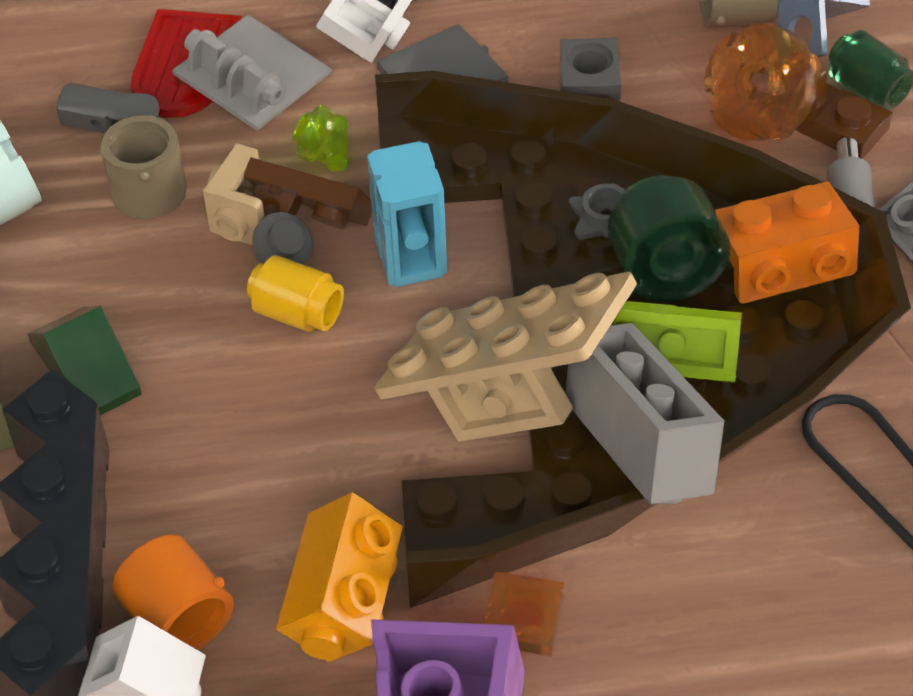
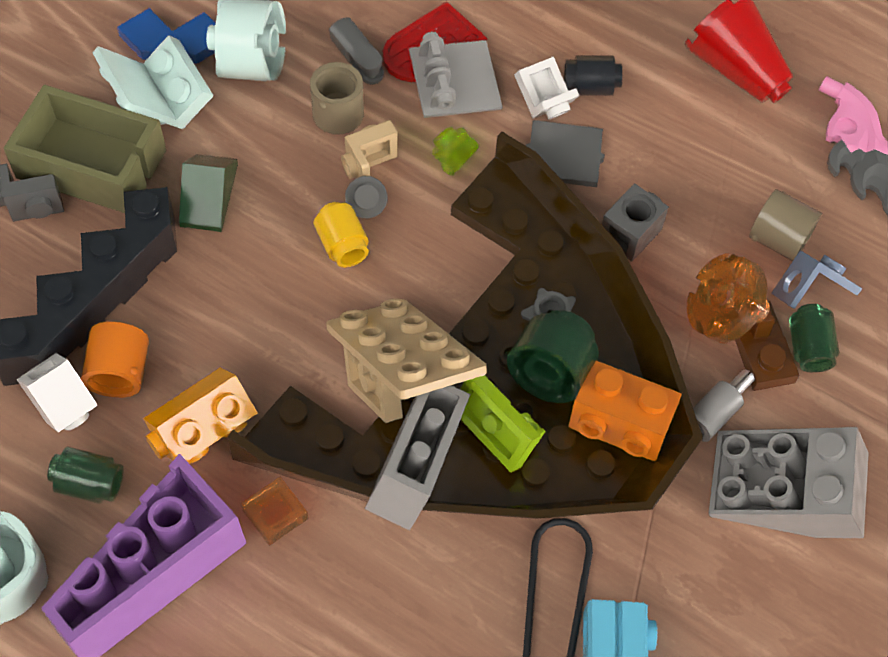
camera: 35 degrees right, 10 degrees up
(286, 189) = (397, 167): reddish brown hinge -> none
(408, 213) = (436, 230): medium azure brick -> none

